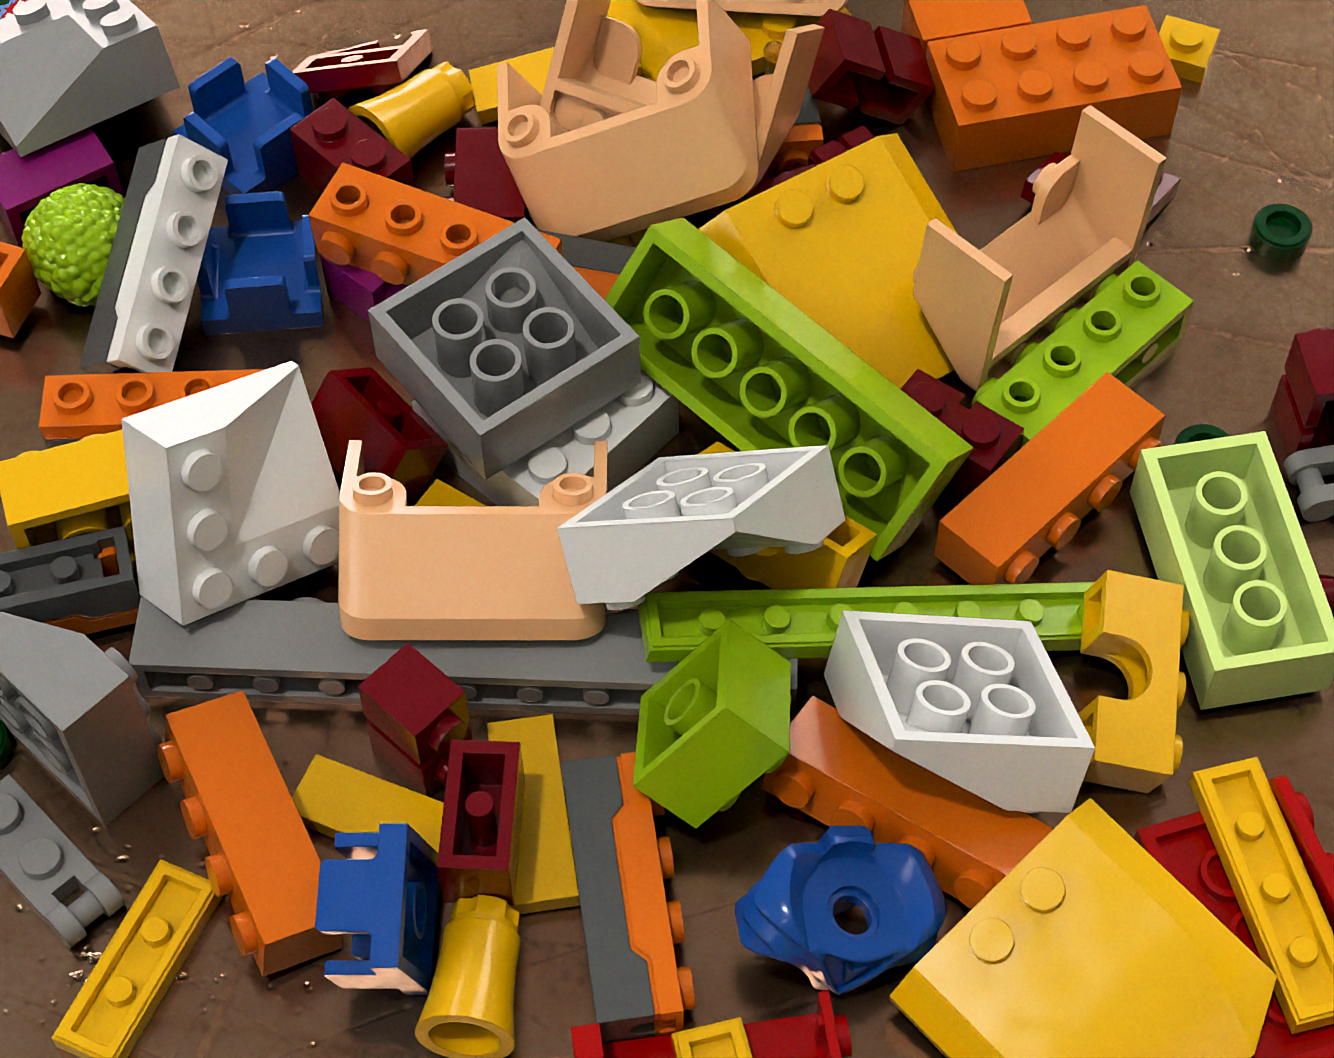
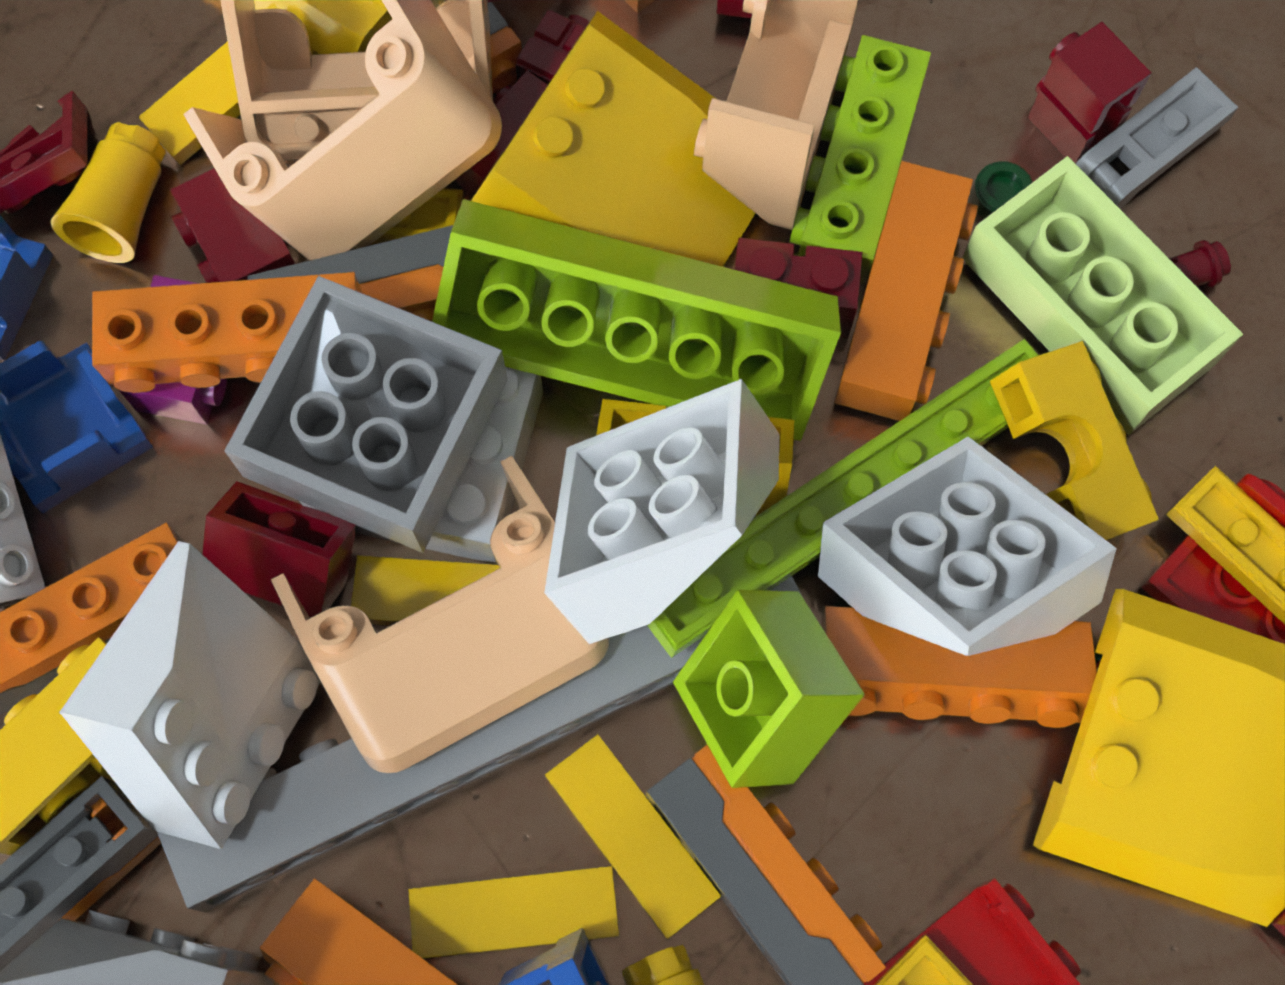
camera: 30 degrees left, 15 degrees up
(339, 136) = (68, 263): dark red brick -> none
(414, 717) = (494, 818): dark red piece -> none
(481, 820) = (613, 889): dark red brick -> none
(808, 883) = (930, 830): blue piece -> none

